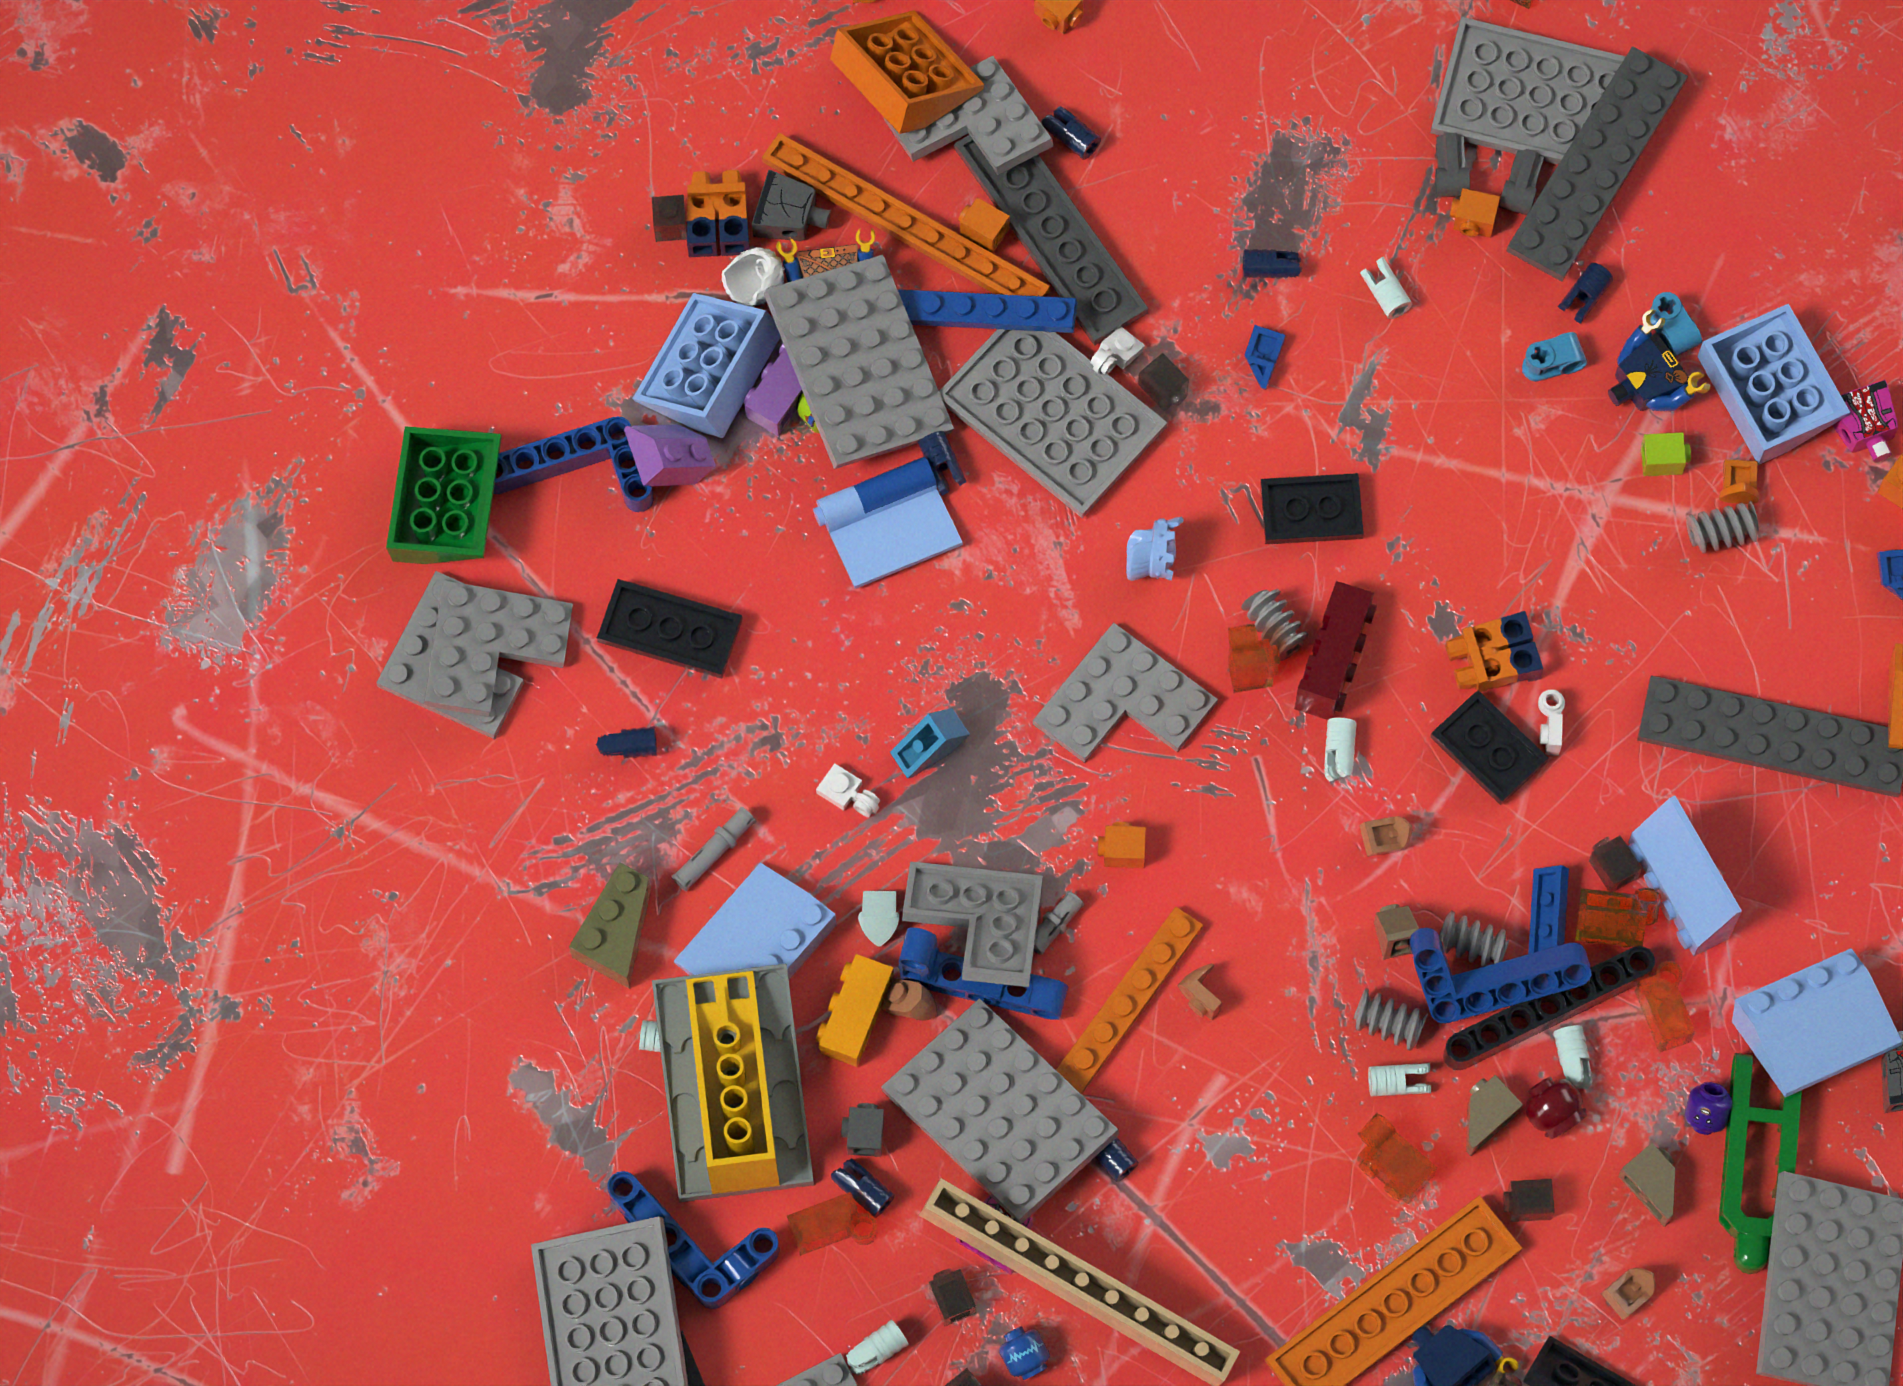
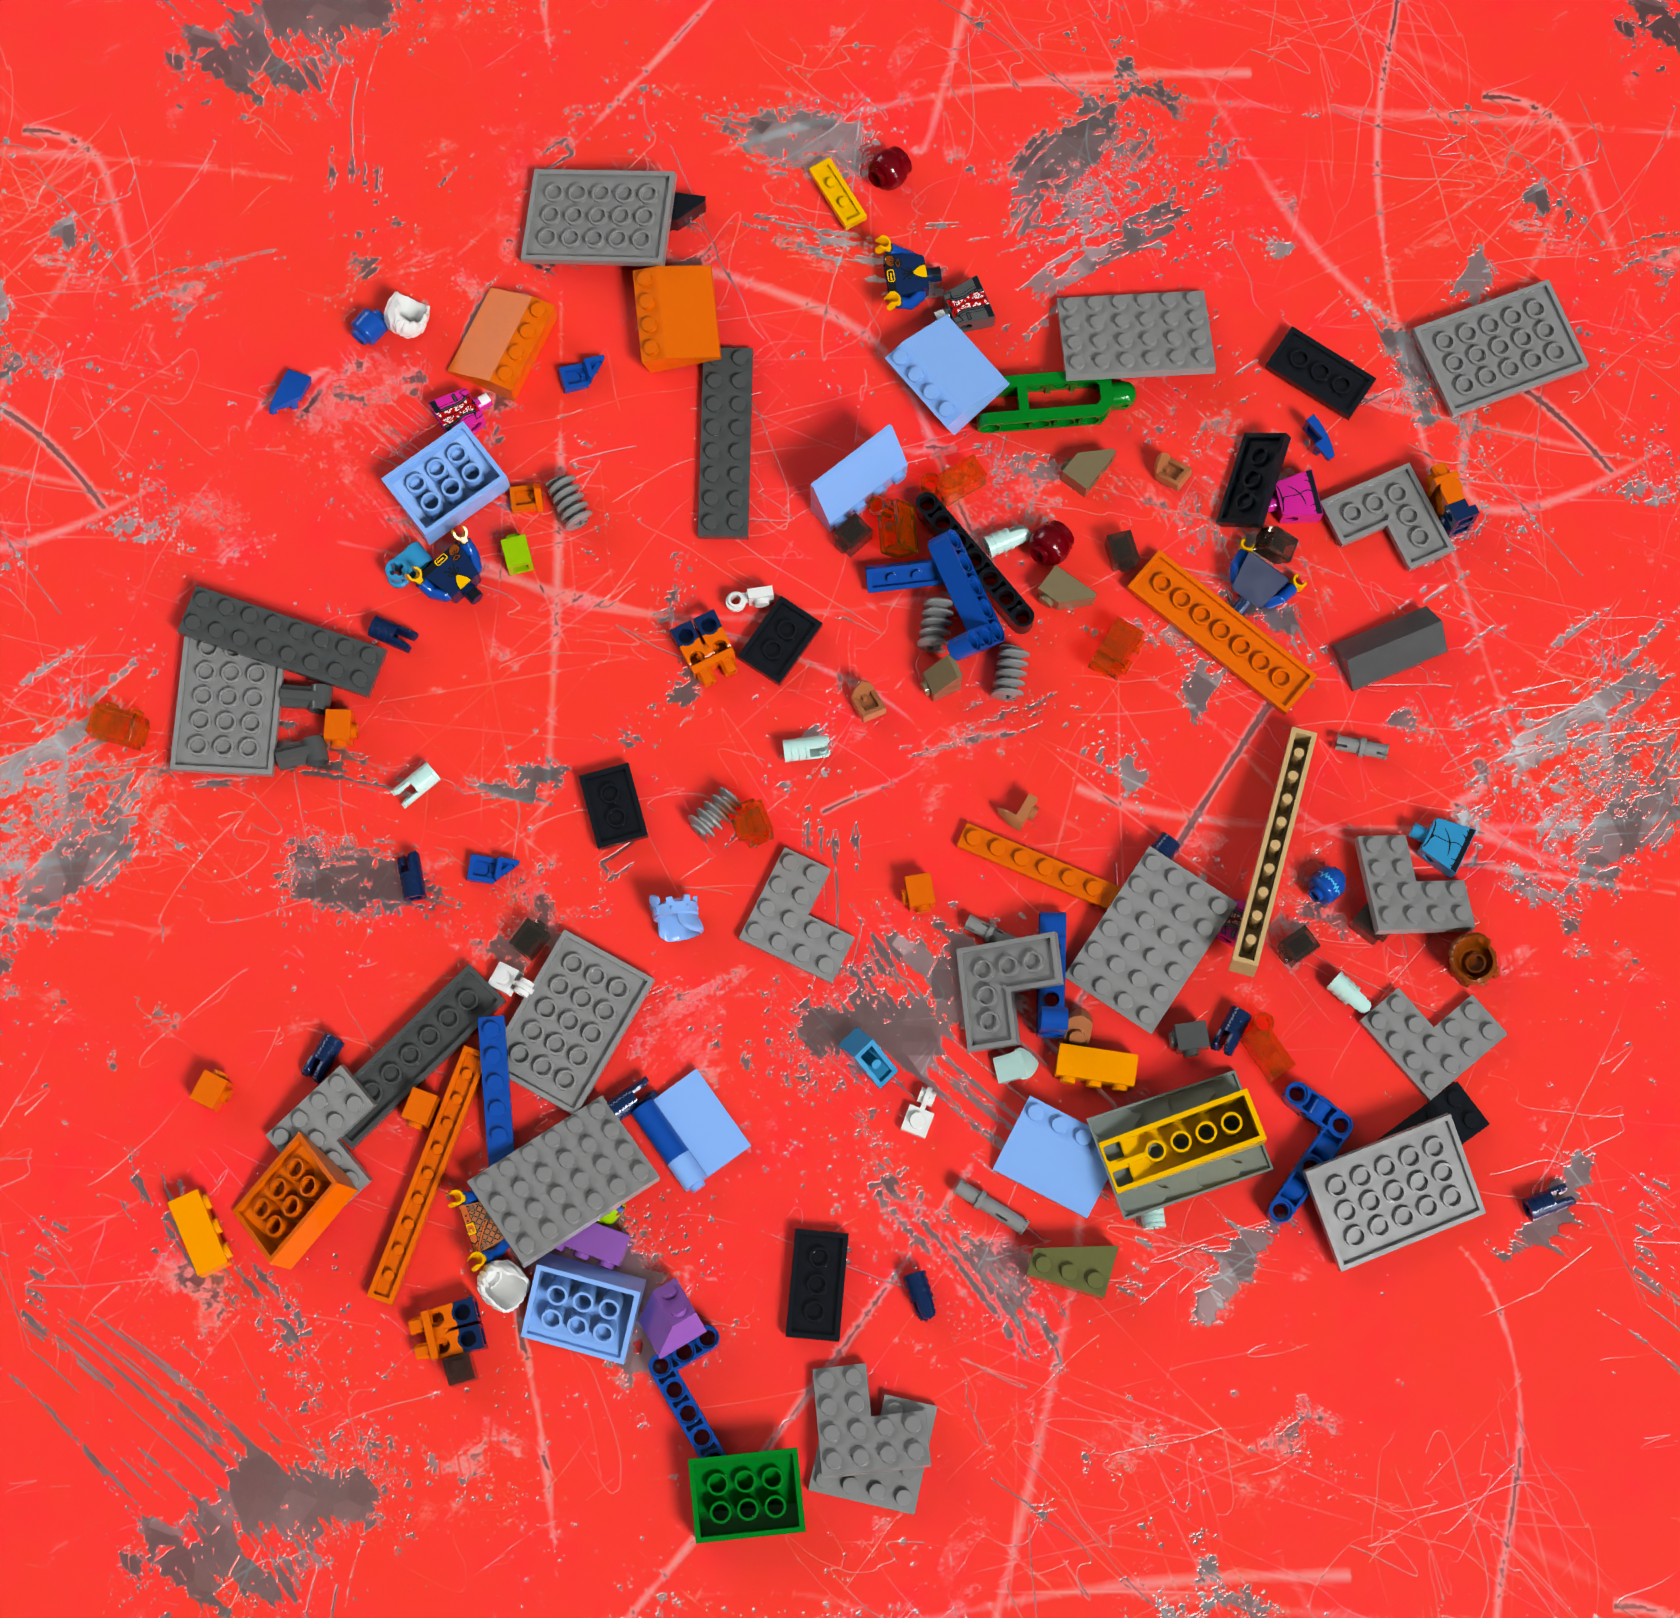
camera: 105 degrees left, 5 degrees up
(787, 209) = (434, 1273): dark grey torso -> none
(1334, 651) = (728, 765): dark red wedge -> none
(1391, 1079) = (1054, 662): light aqua hinge -> none
(1554, 357) = (451, 646): dark azure piece -> none
(1708, 1108) = (1025, 439): dark purple head -> none

